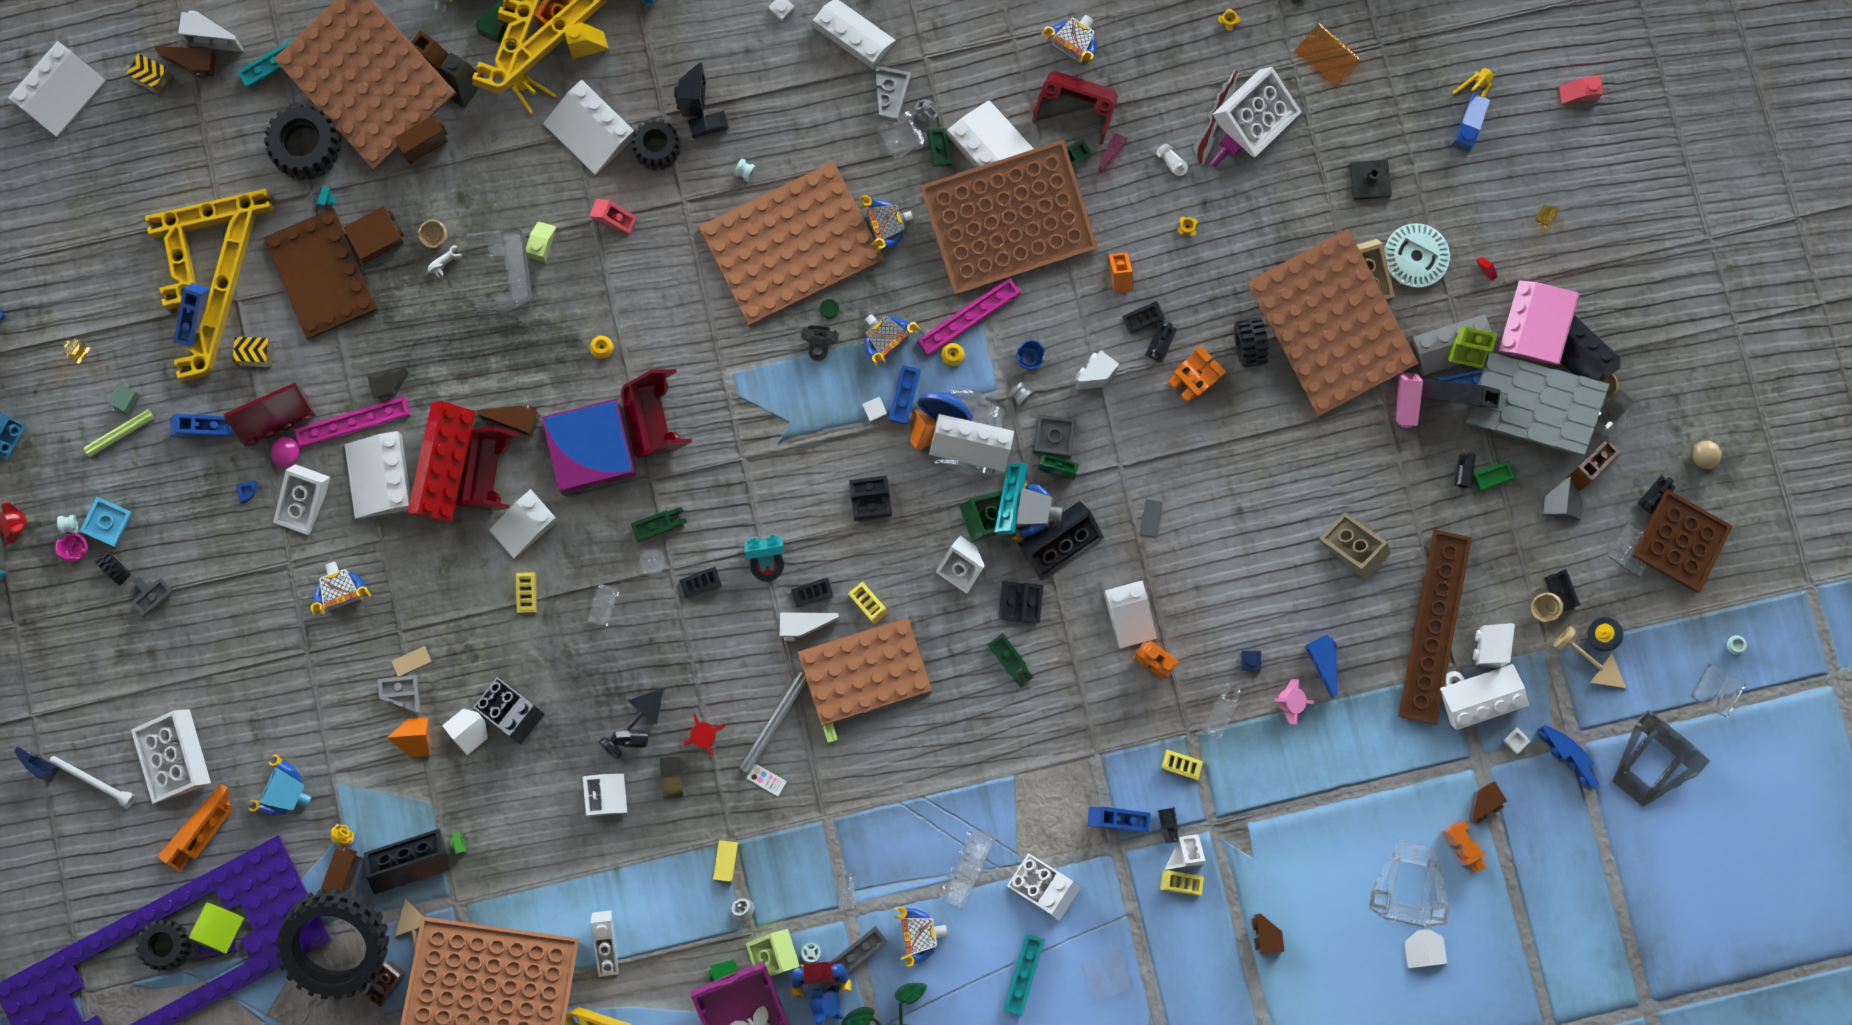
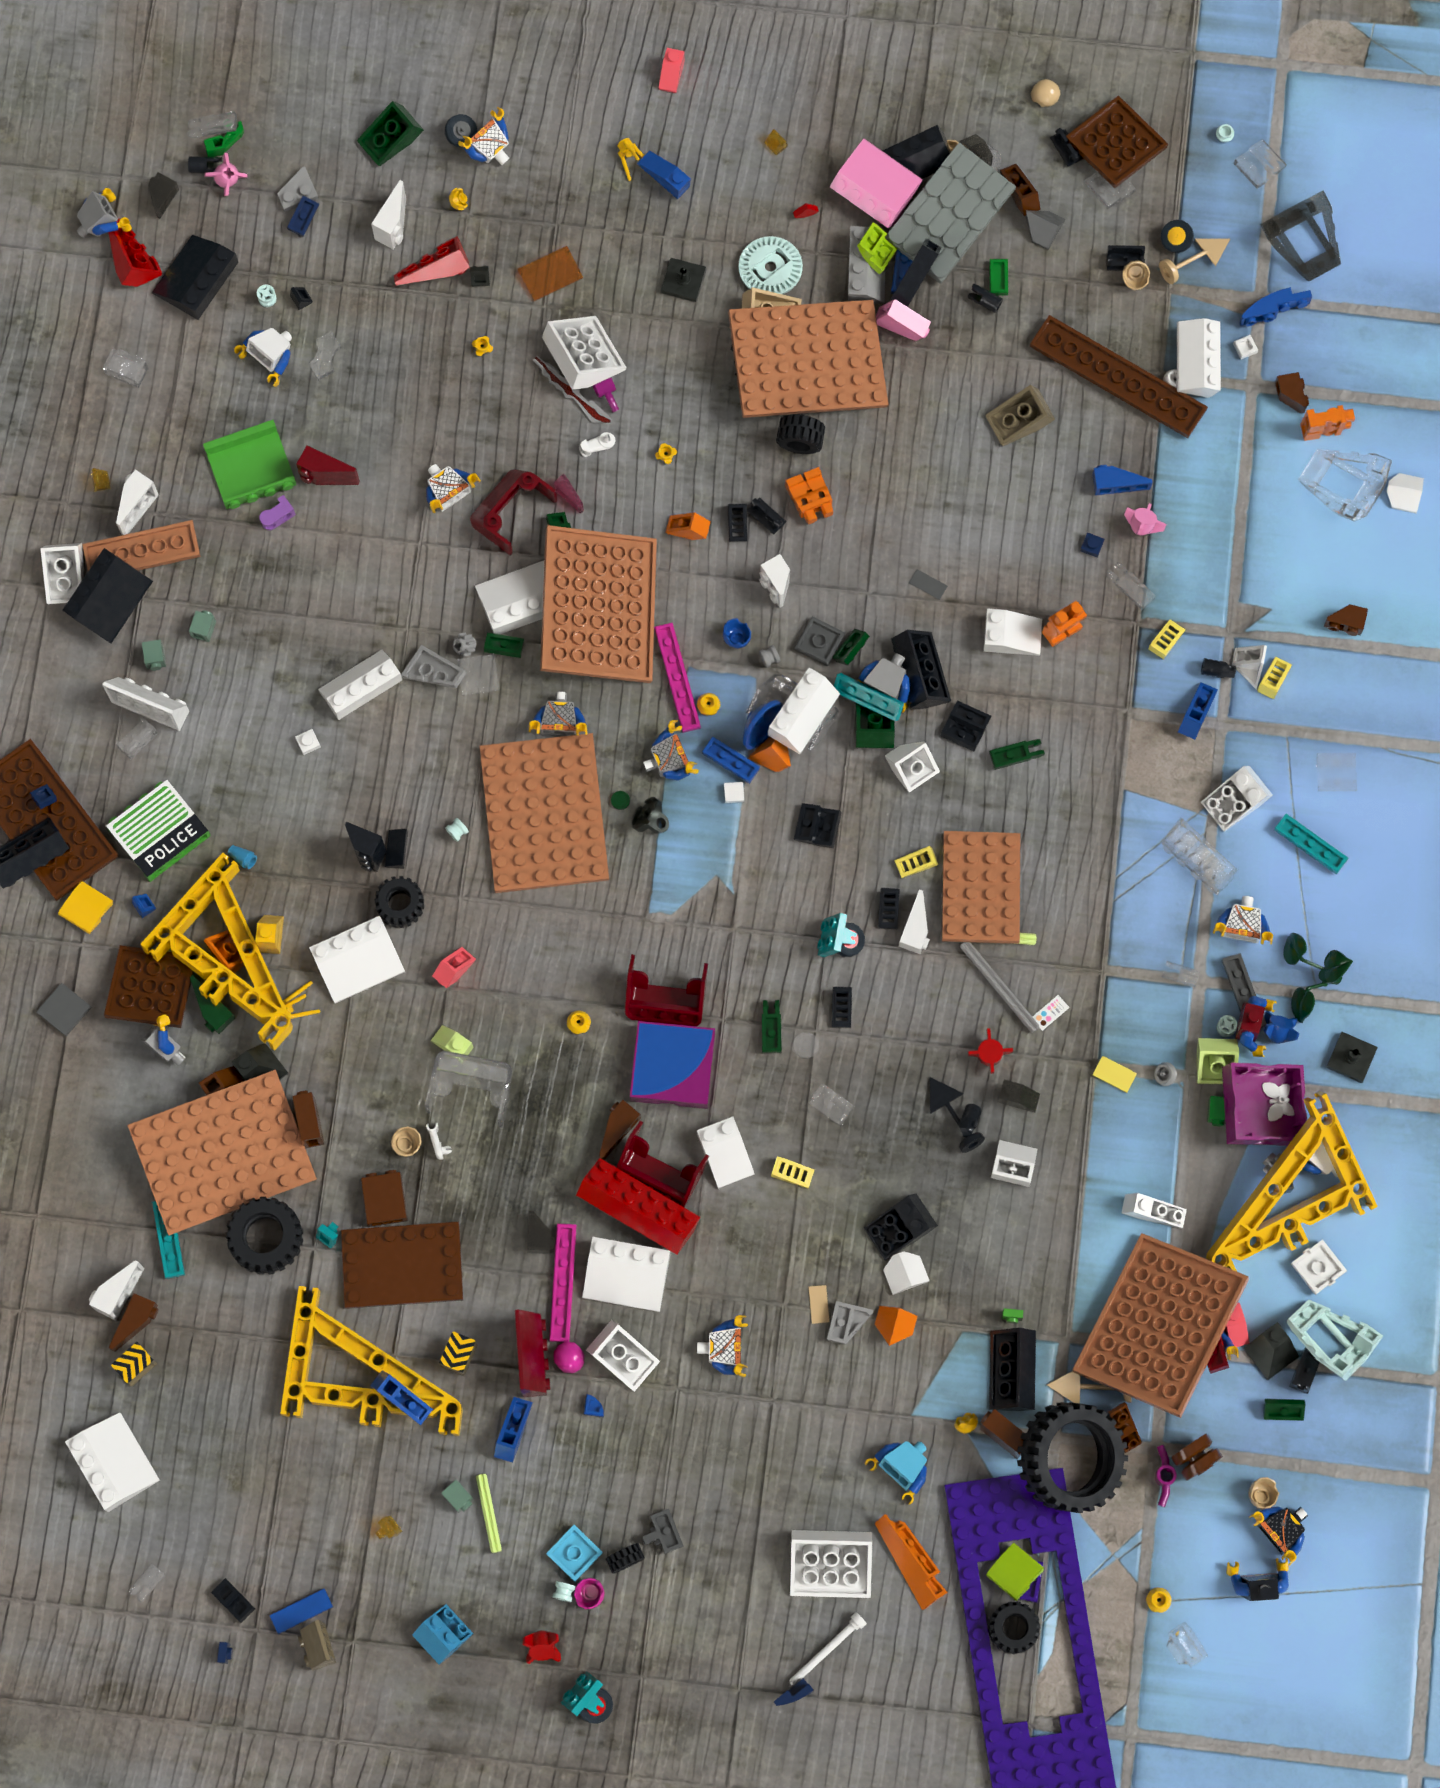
camera: 65 degrees left, 5 degrees down
(1494, 645) = (1156, 329): white slope -> none

